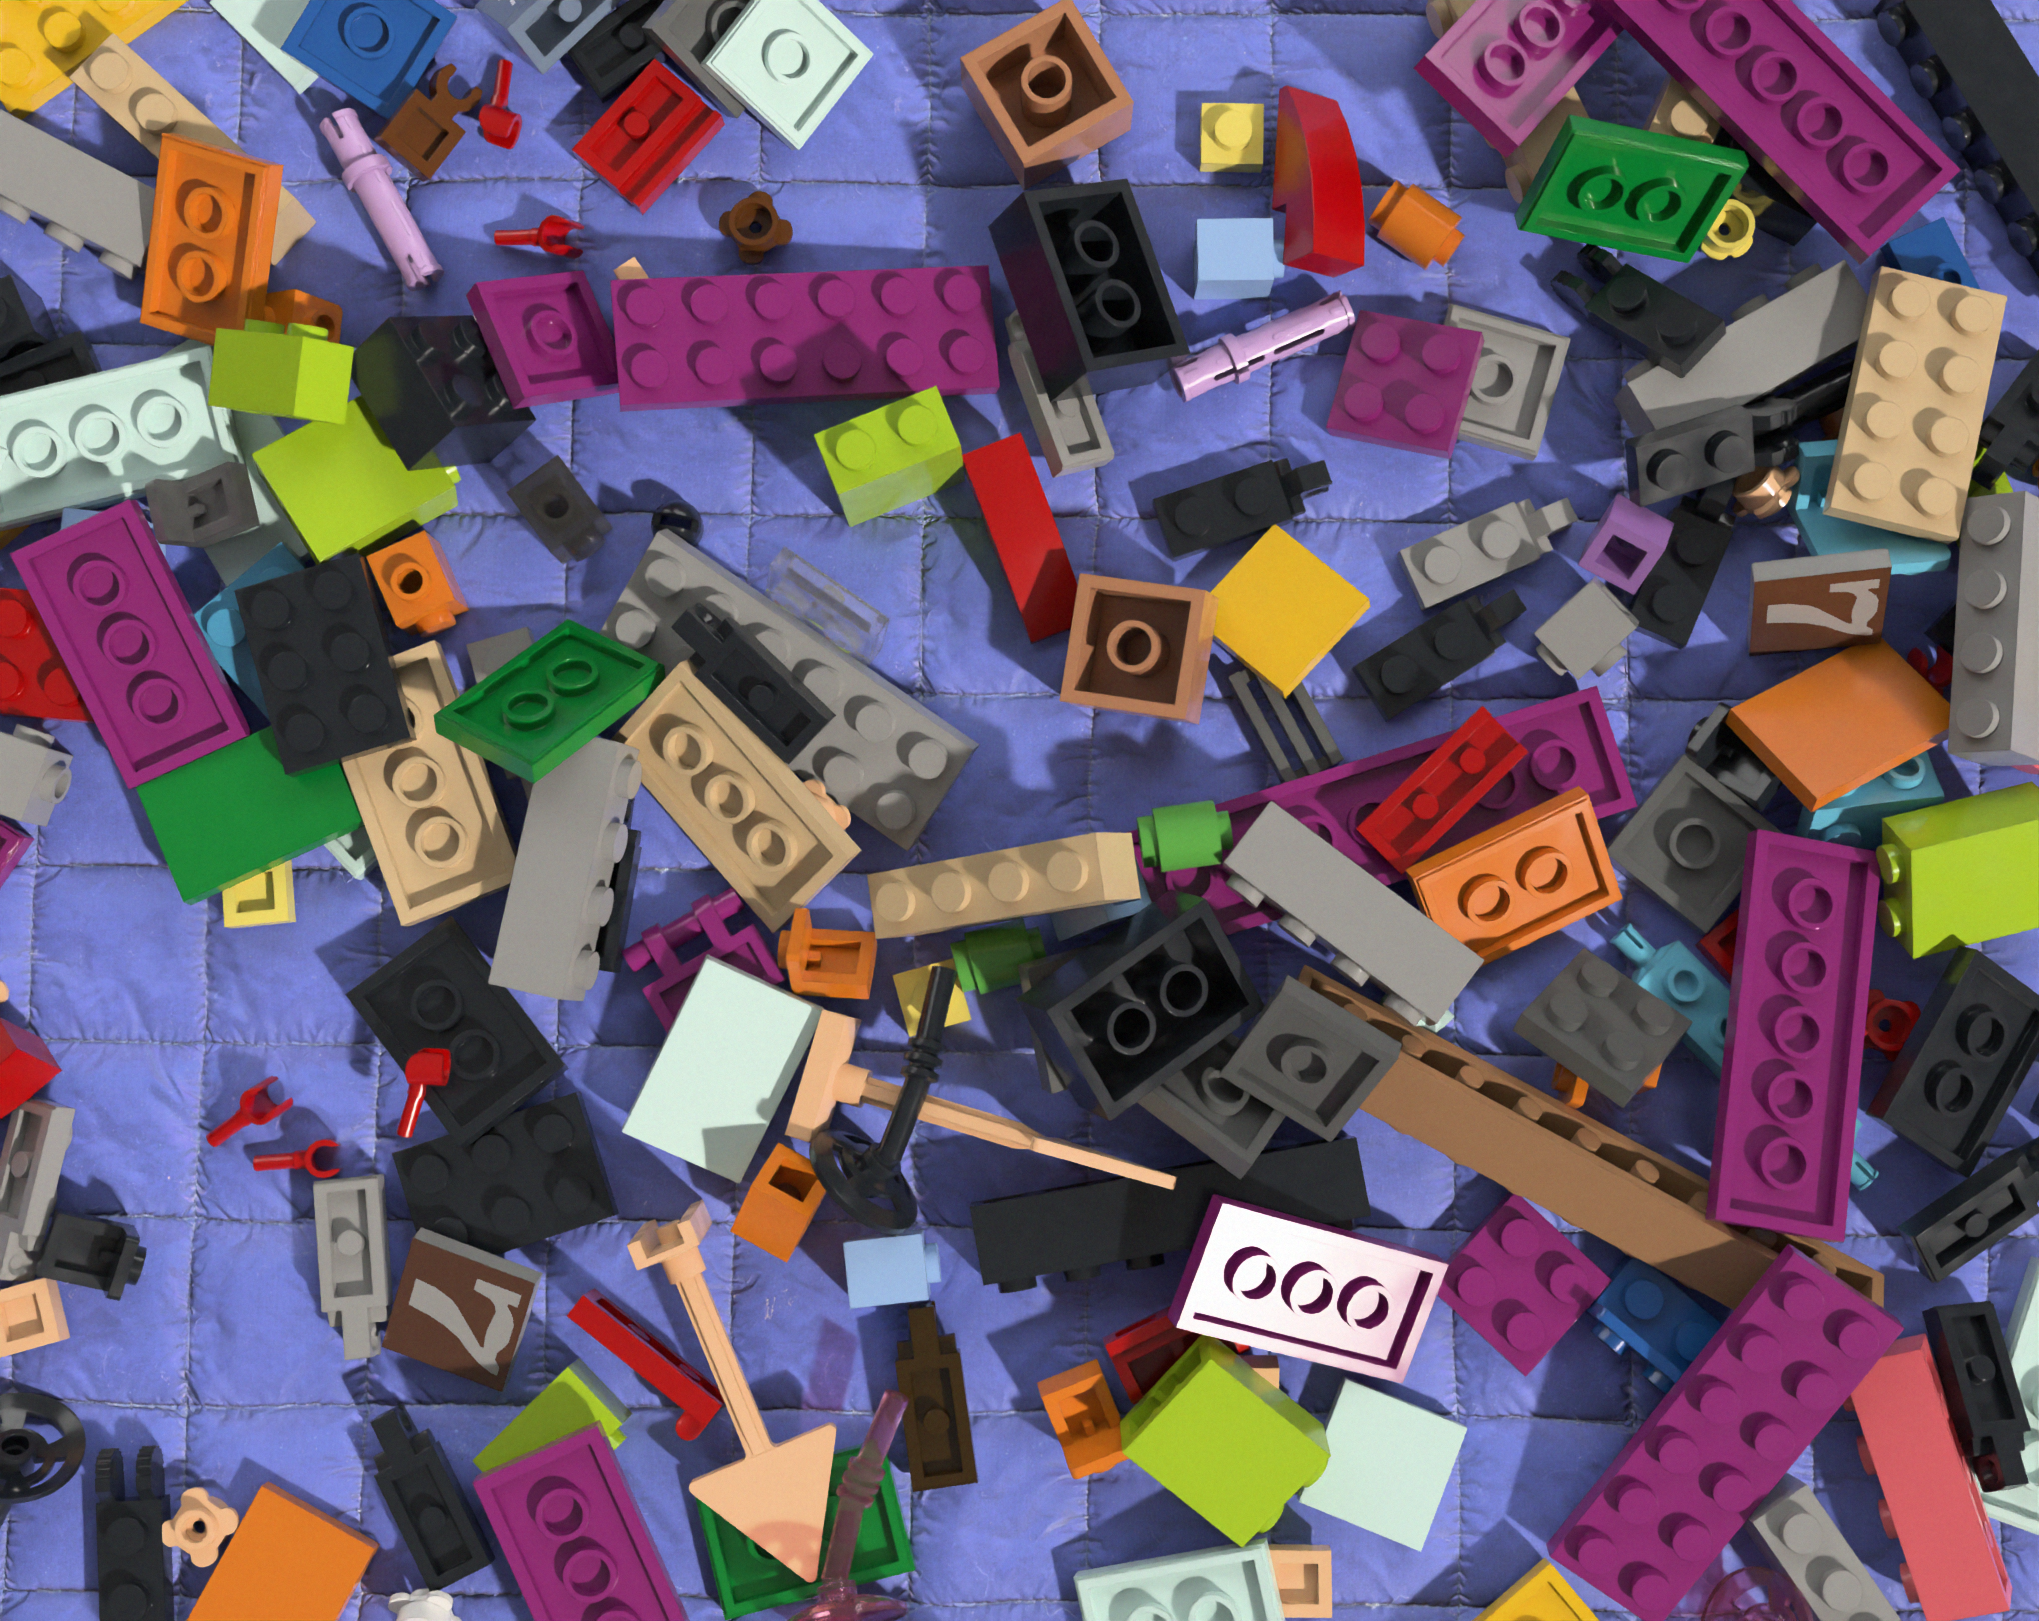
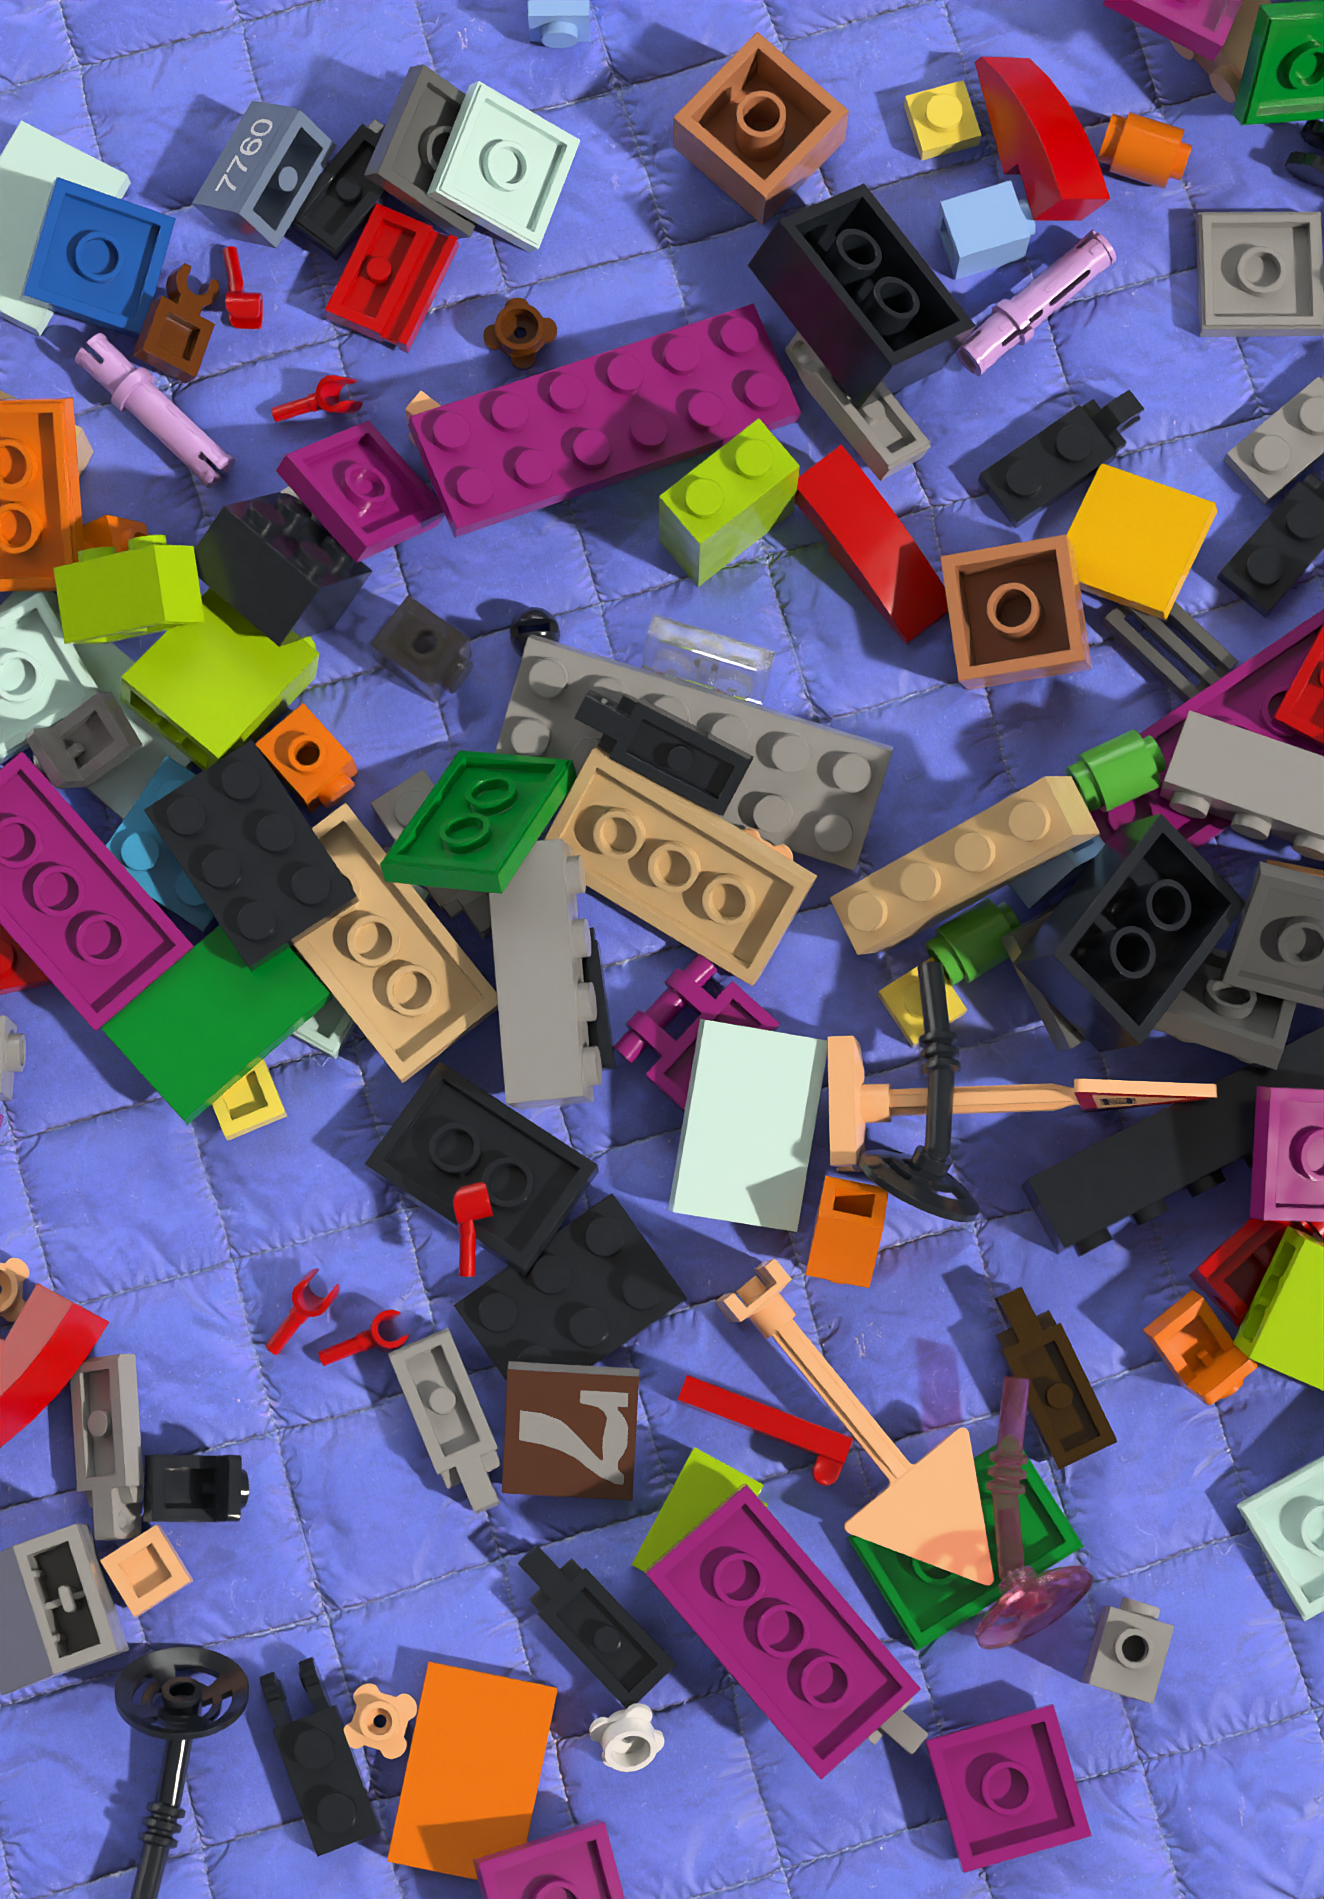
camera: 20 degrees left, 5 degrees down
(827, 959) = (814, 994): orange bracket -> none
(890, 1268) = (968, 1264): light blue brick -> none
(1405, 384) = (1181, 298): magenta plate -> none

